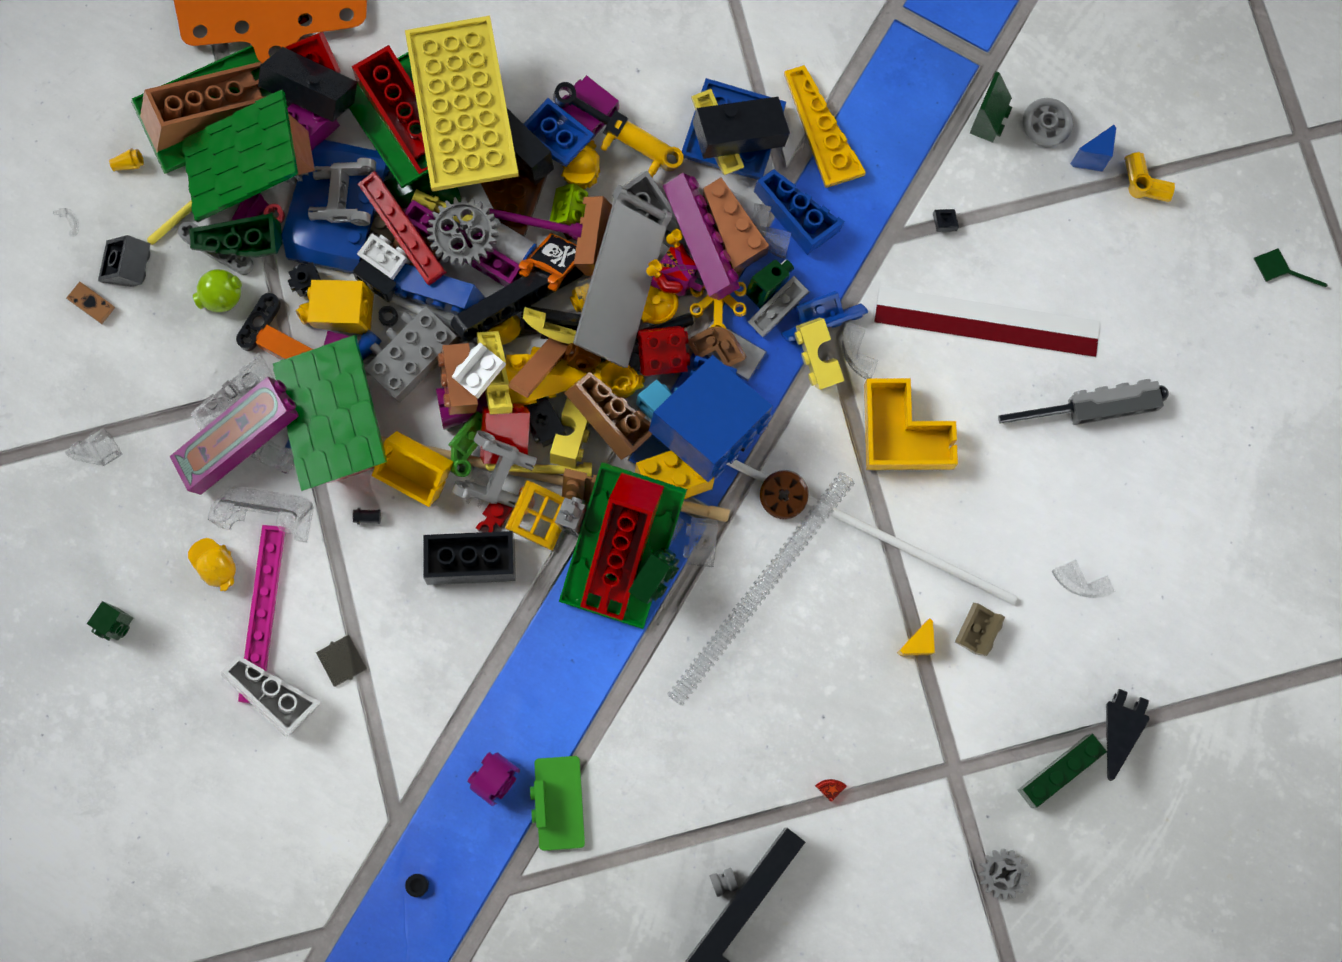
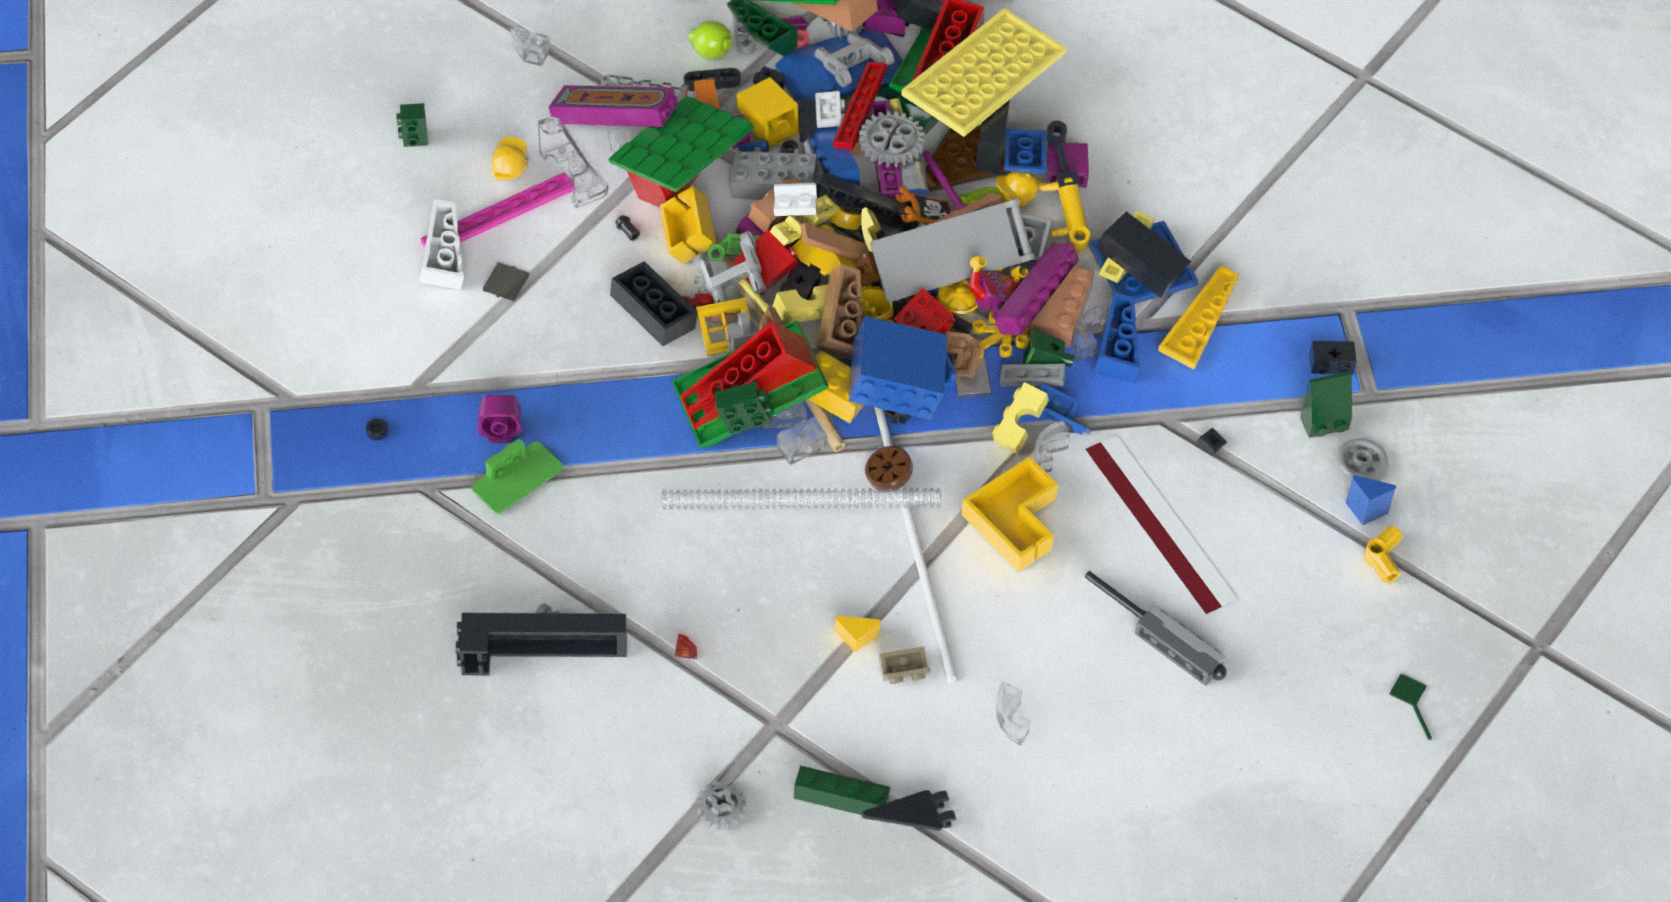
camera: 50 degrees right, 25 degrees down
(929, 68) = (1332, 357): none -> black brick

